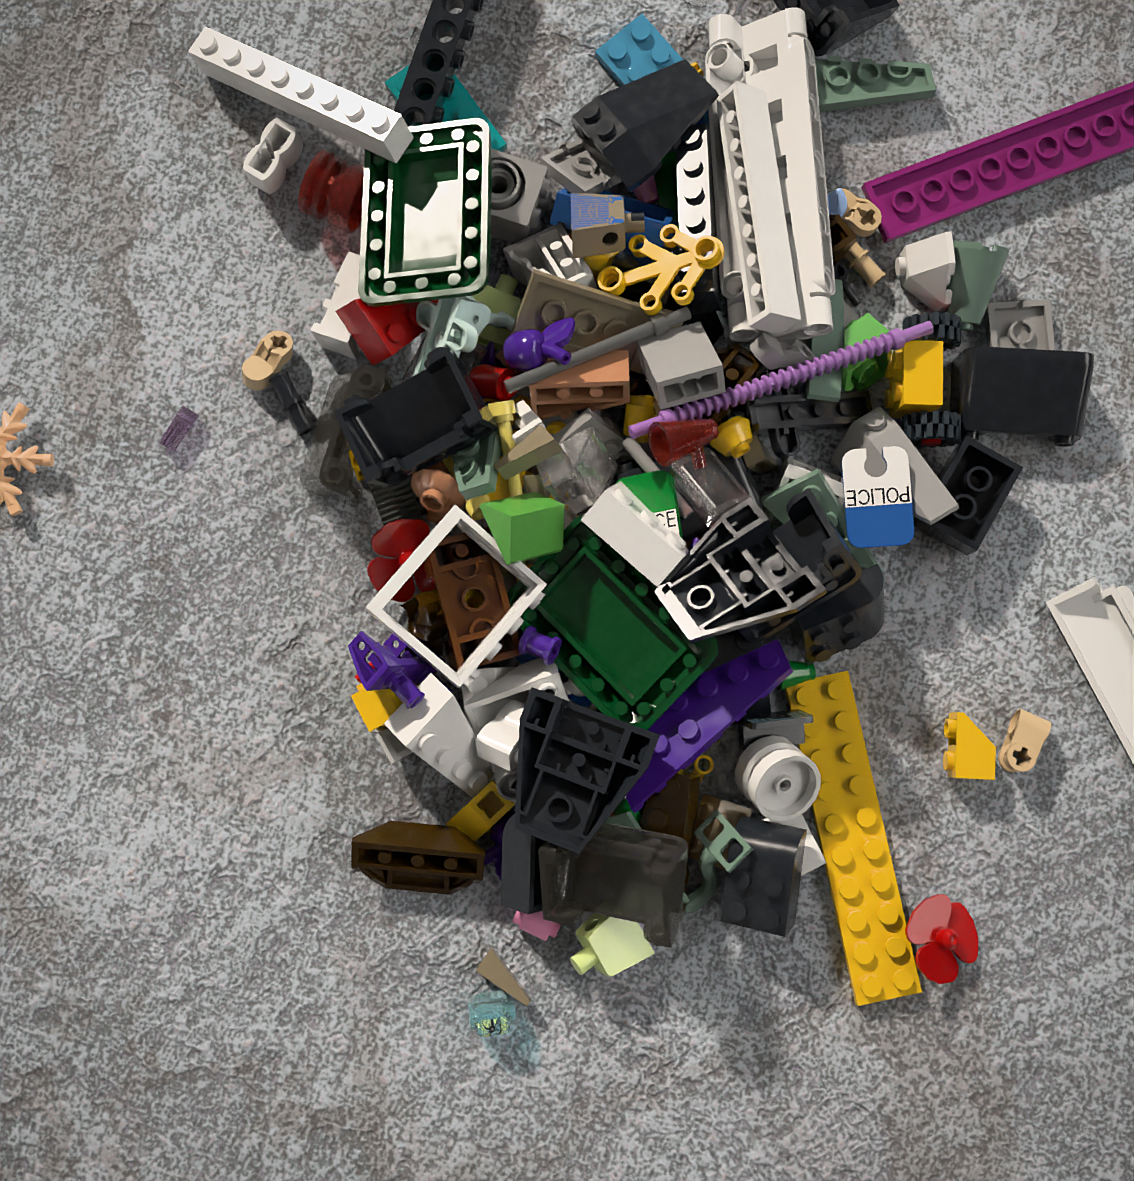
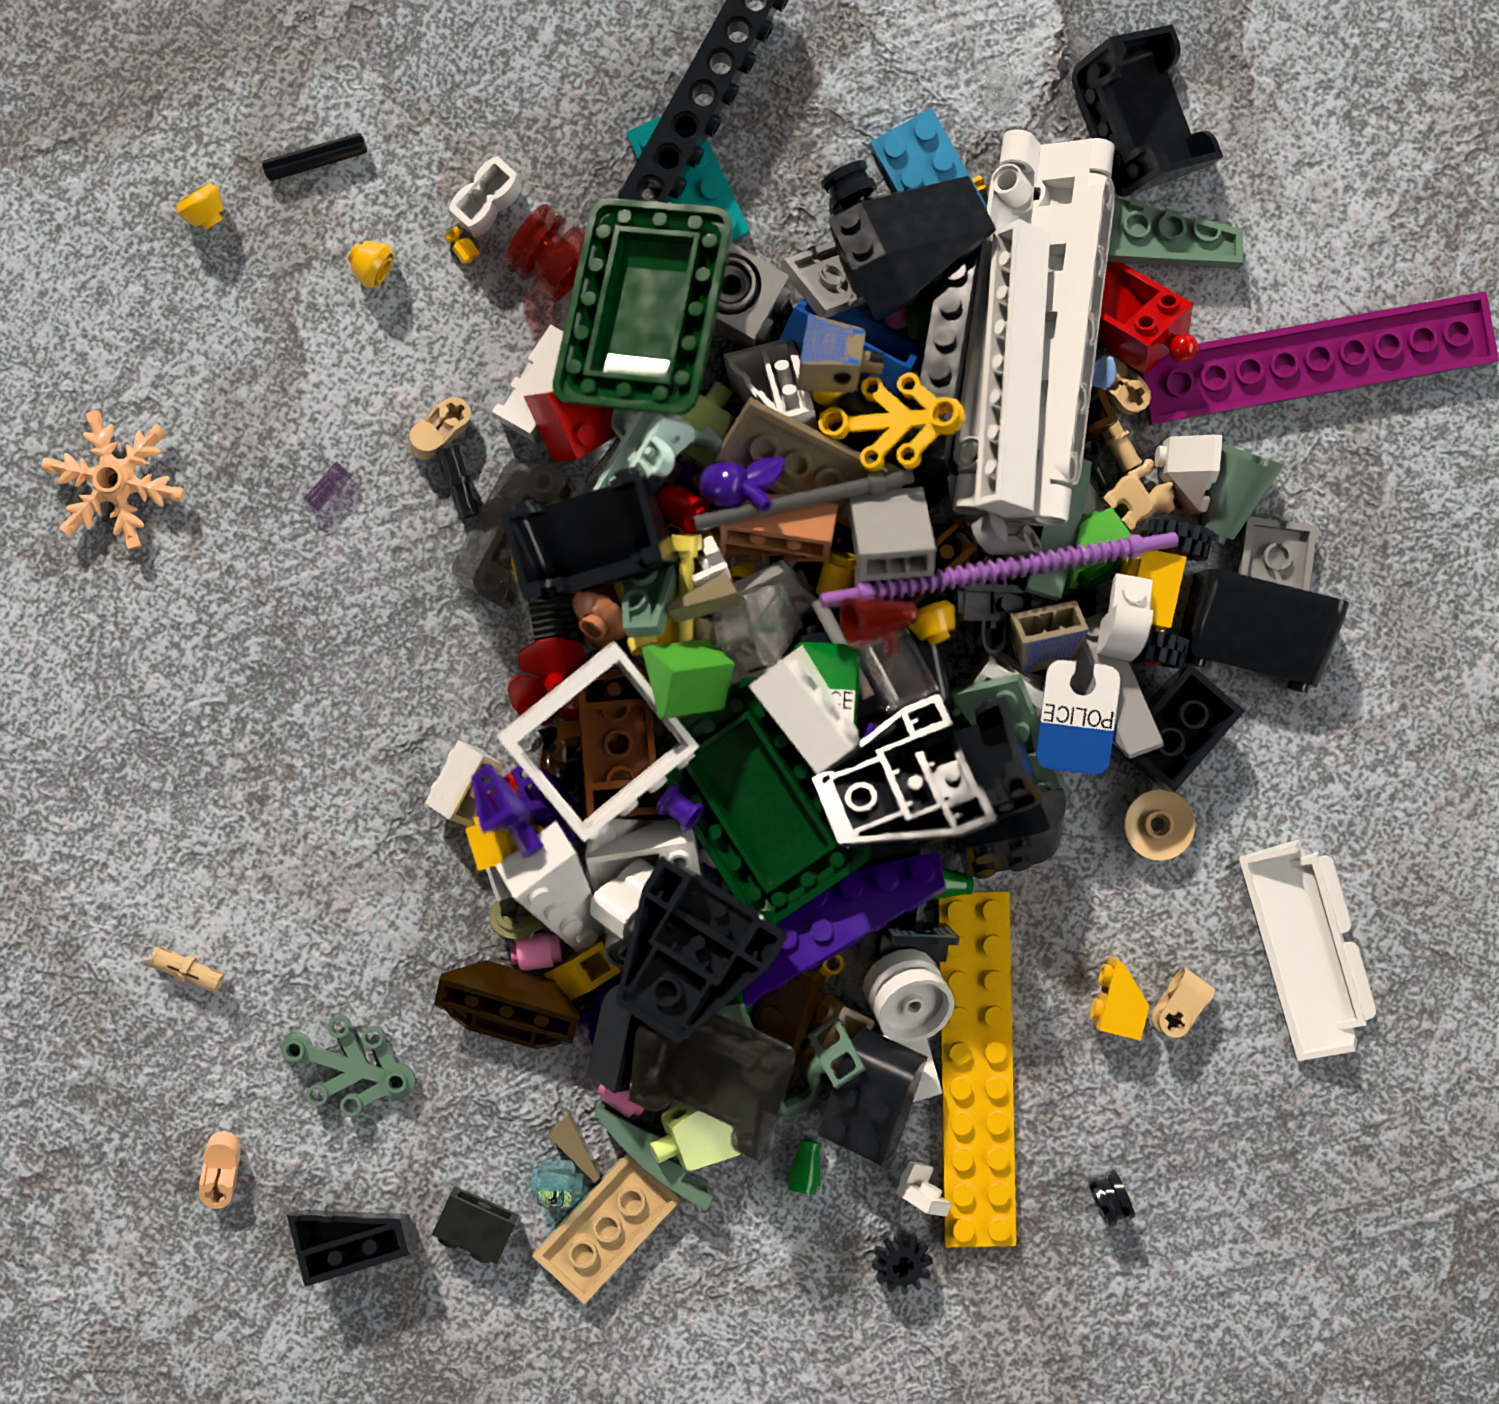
camera: 10 degrees right, 5 degrees up
(29, 210) = (201, 207): none -> yellow cone
(120, 152) = (314, 156): none -> black axle
(122, 881) = (186, 969): none -> tan pin
(182, 1076) = (218, 1186): none -> light nougat piece
(184, 230) = (371, 262): none -> yellow cone
(261, 204) = (463, 247): none -> yellow piece
(289, 941) = (353, 1067): none -> sand green plant
(302, 94) = (529, 137): white brick -> none
(310, 1104) = (346, 1242): none -> black wedge
(336, 669) = (453, 790): none -> white brick
(400, 774) = (502, 920): none -> olive gear
(424, 1068) = (474, 1225): none -> pearl dark grey brick
(435, 803) = (538, 952): none -> bright pink brick
(545, 1046) = (605, 1228): none -> tan plate
(557, 957) = (635, 1138): none -> sand green slope
(583, 87) = (848, 184): none -> black wheel
(716, 958) = (805, 1168): none -> green cone
(759, 457) = (960, 644): dark tan piece -> none
(819, 955) = (917, 1190): none -> white bracket
(832, 1030) = (914, 1267): none -> black gear
(834, 432) = (1046, 635): none -> dark tan torso
(862, 153) = (1144, 320): none -> red slope
(886, 307) = (1134, 498): none -> tan animal
(903, 405) = (1129, 620): none -> white brick
(942, 928) = (1053, 1185): red piece -> none
(981, 576) = (1176, 827): none -> tan dish
(999, 931) = (1111, 1198): none -> black wheel

